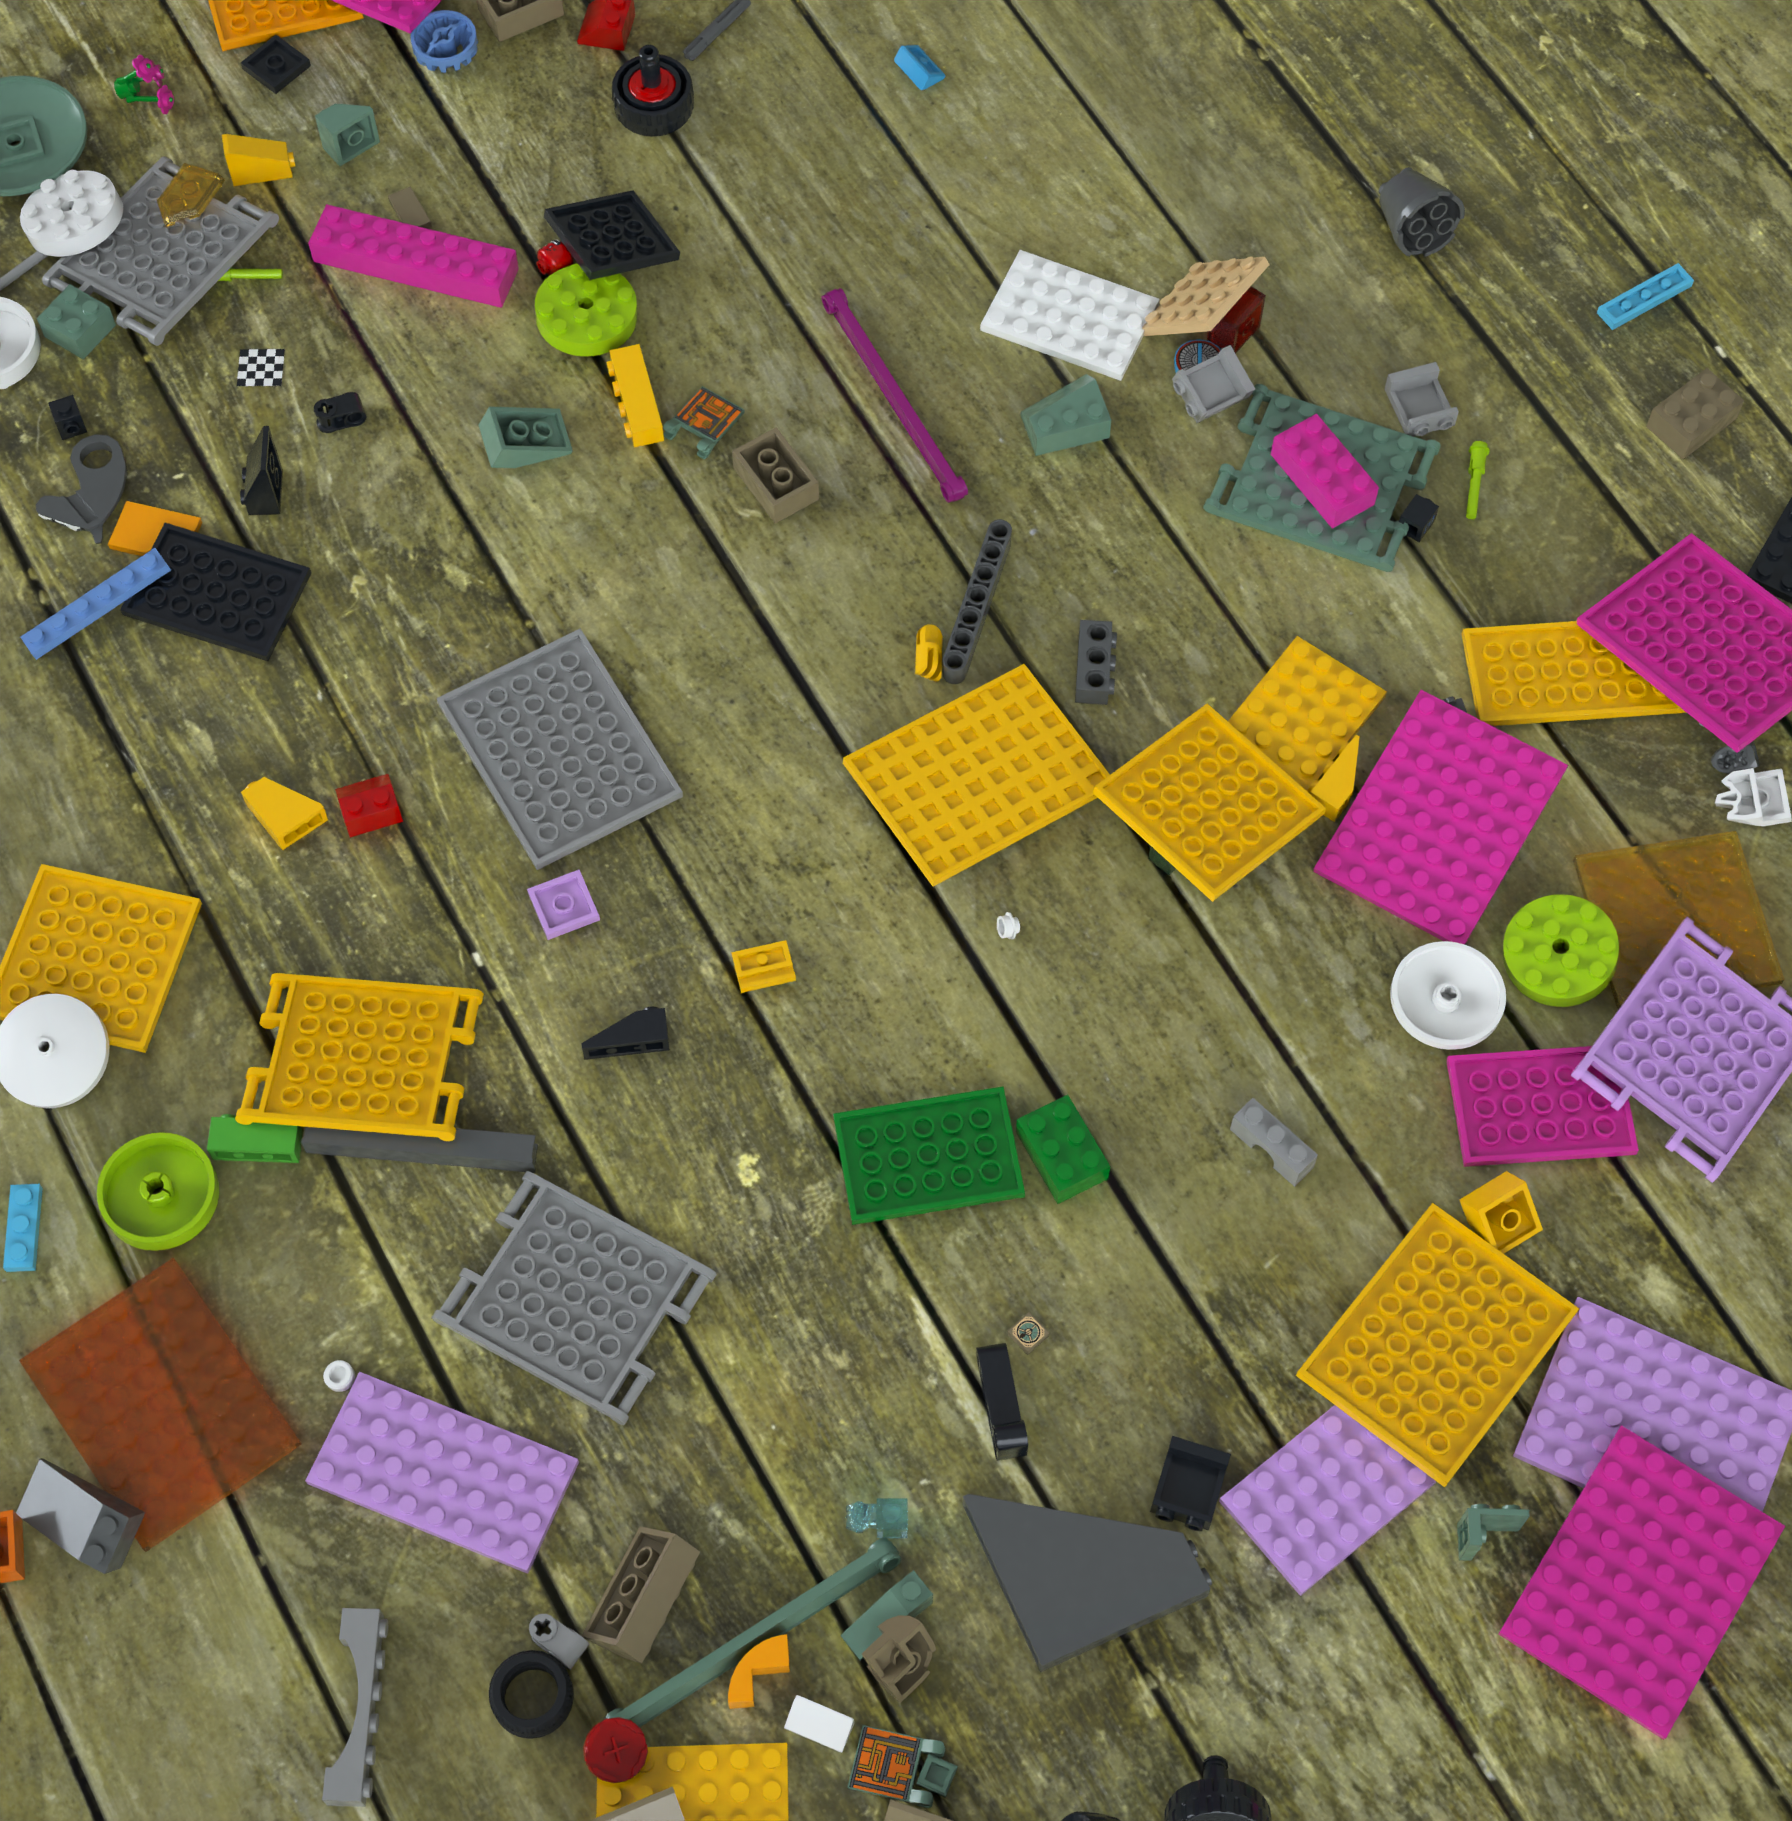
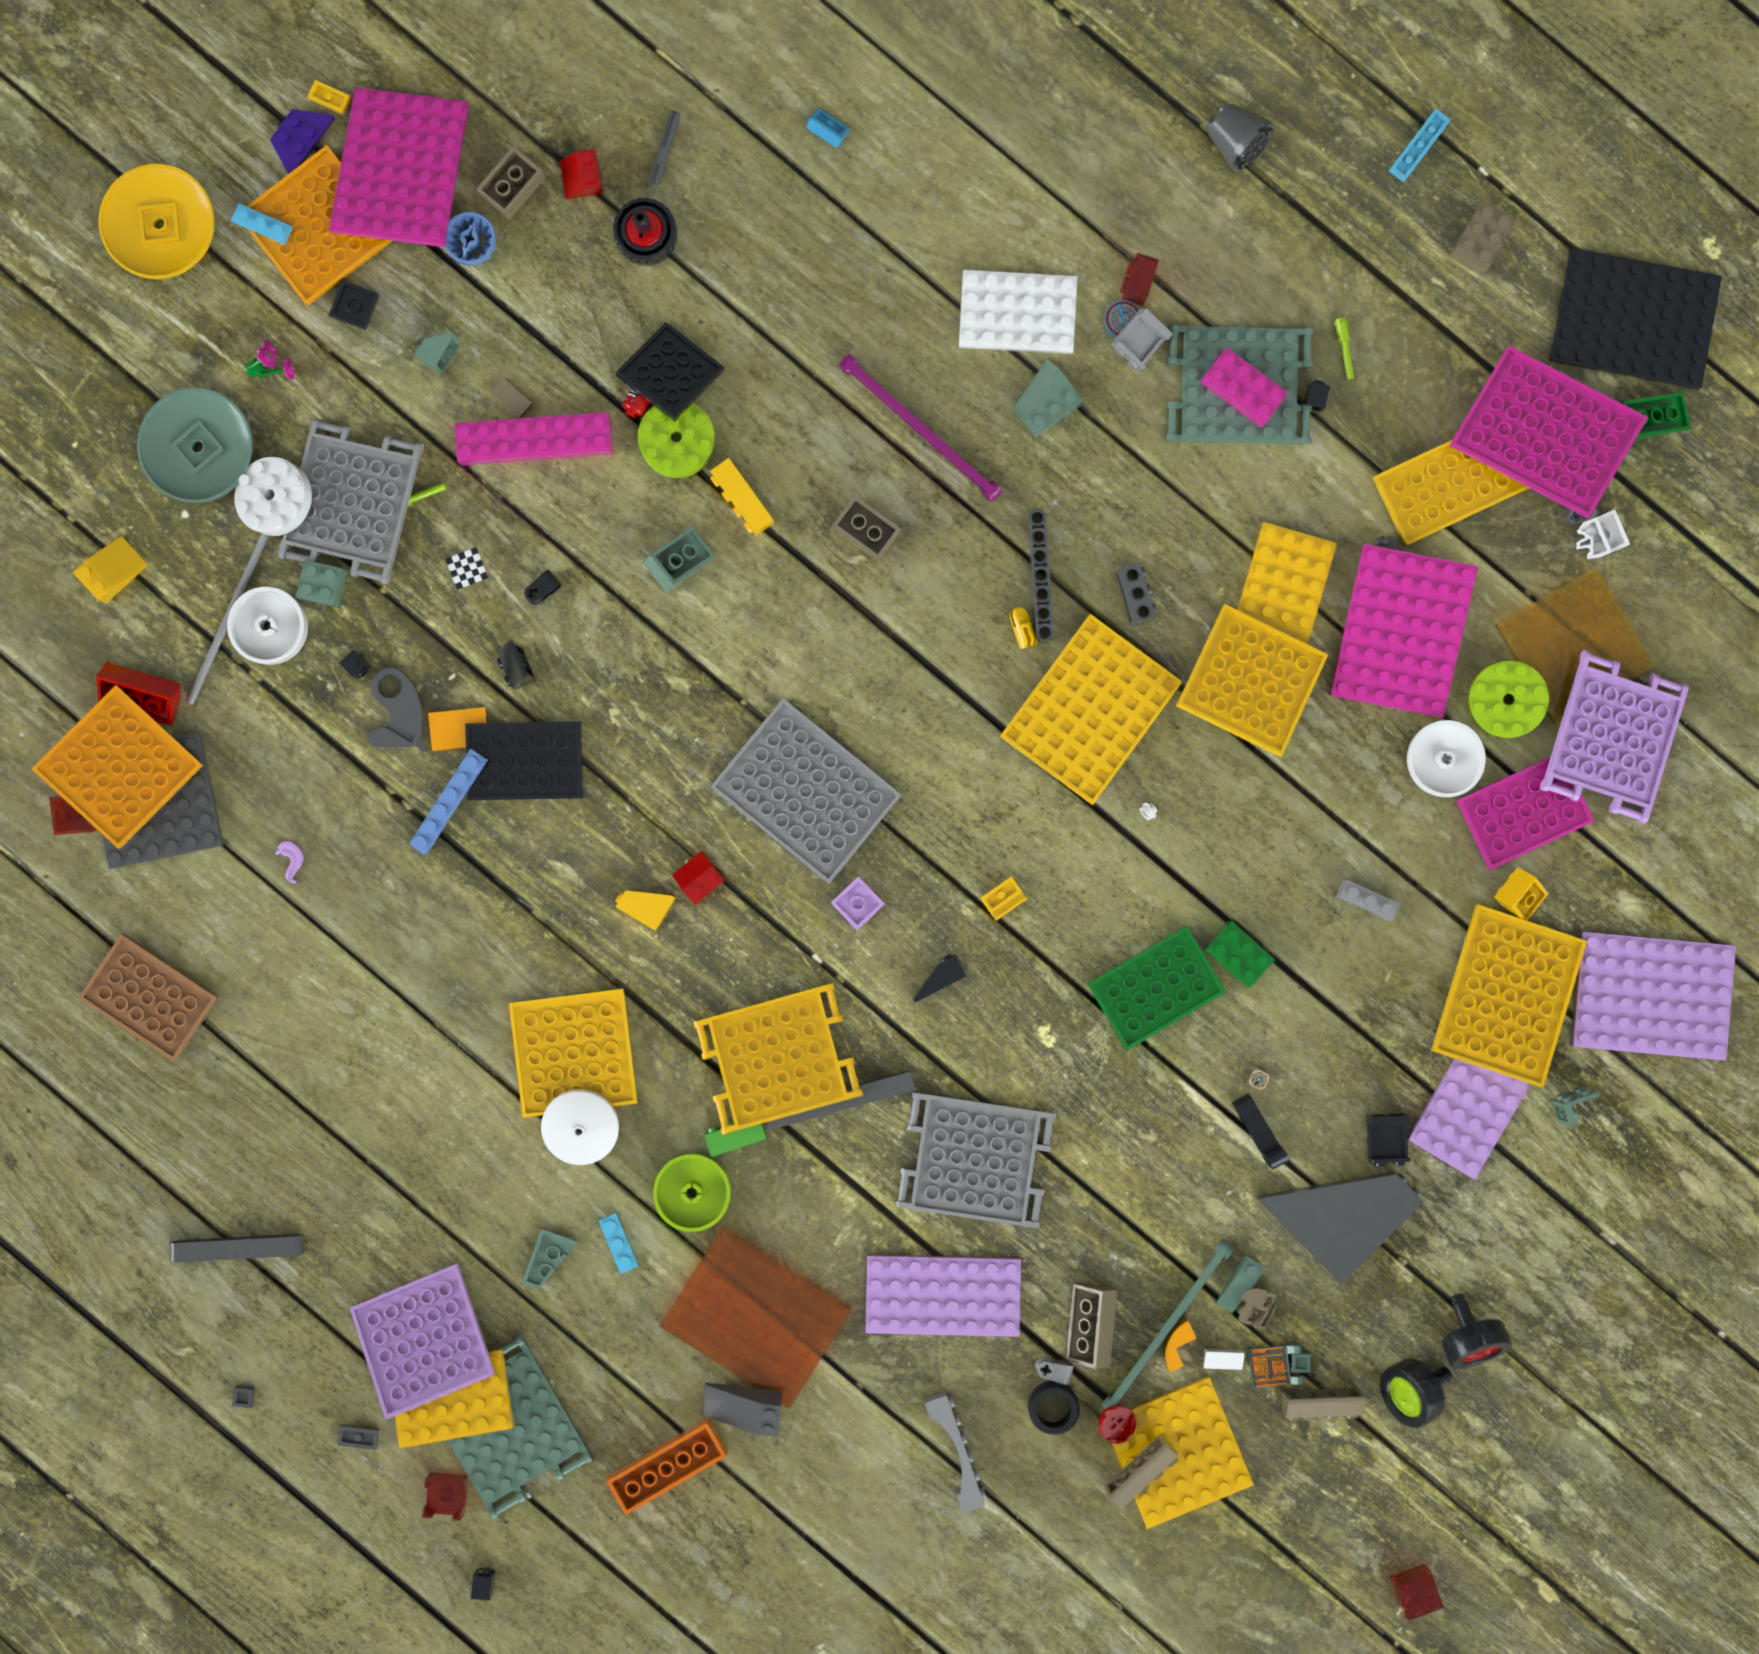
camera: 20 degrees left, 25 degrees up
(188, 193) = (349, 450): clear yellow tile -> none
(256, 159) = (384, 398): yellow slope -> none
(339, 1376) = (855, 1261): white tile -> none
(706, 417) = (798, 494): flag -> none
(886, 1516) = (1218, 1228): clear light blue brick -> none
(1204, 296) = (1114, 272): tan plate -> none
(1337, 783) = (1327, 625): yellow slope -> none
(1420, 400) = (1288, 297): light grey panel -> none
(1642, 1581) = (1670, 1098): dark pink plate -> none

